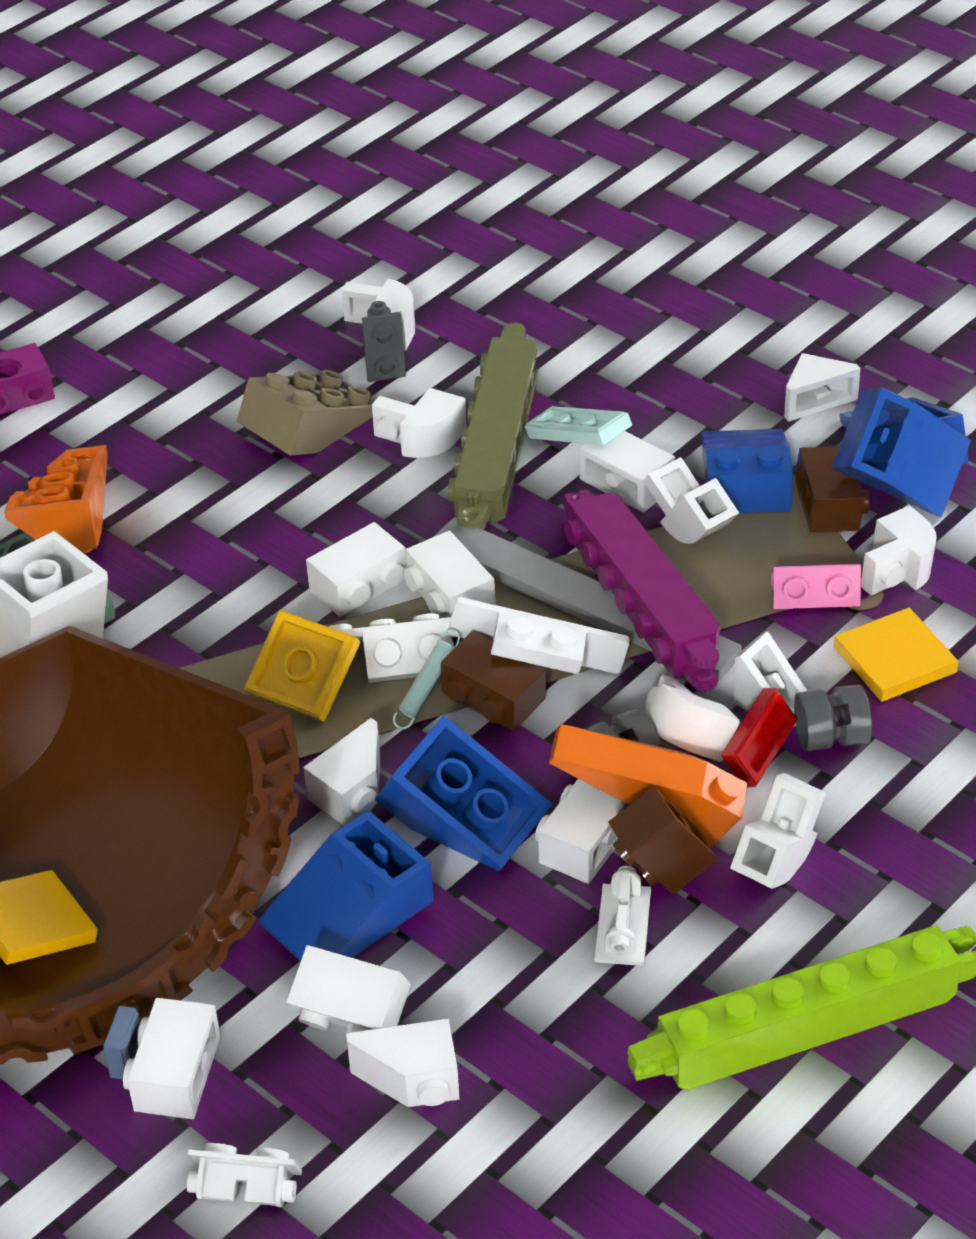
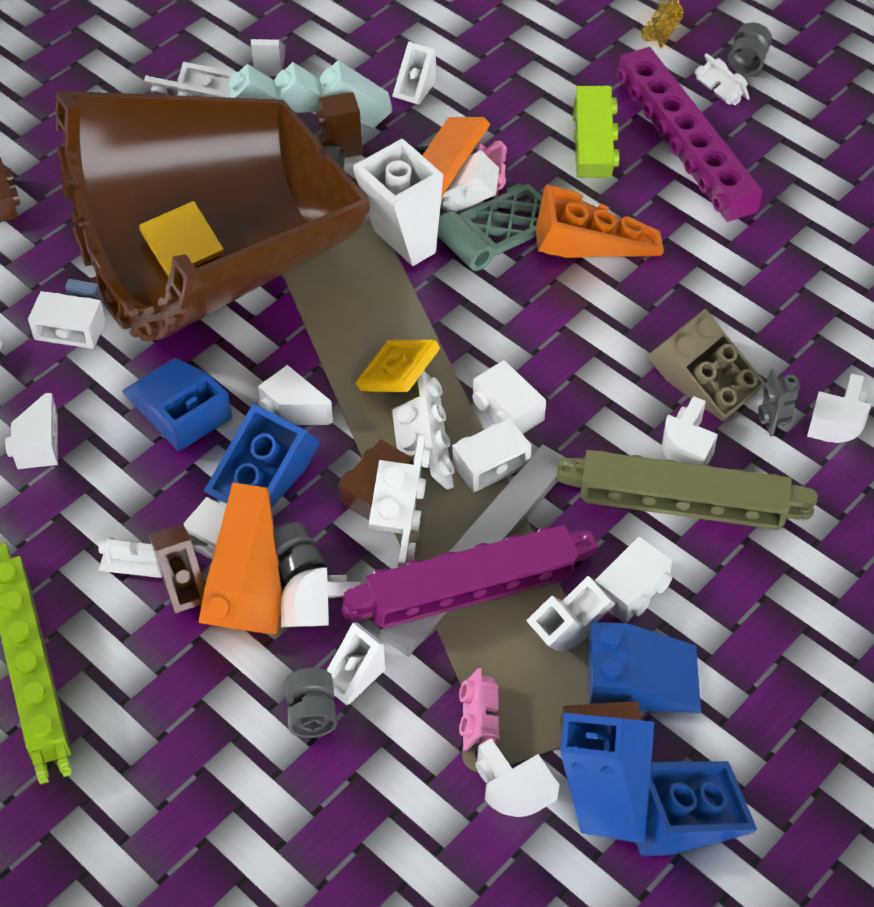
camera: 90 degrees right, 10 degrees up
(346, 992) = (92, 399): white brick -> none
(425, 680) = (373, 437): light aqua piece -> none
(578, 425) = (674, 539): light aqua tile -> none
(759, 737) = (292, 646): red tile -> none
(783, 837) = (187, 653): white brick -> none
(820, 385) = (754, 736): white slope -> none
(895, 654) = (397, 769): yellow tile -> none

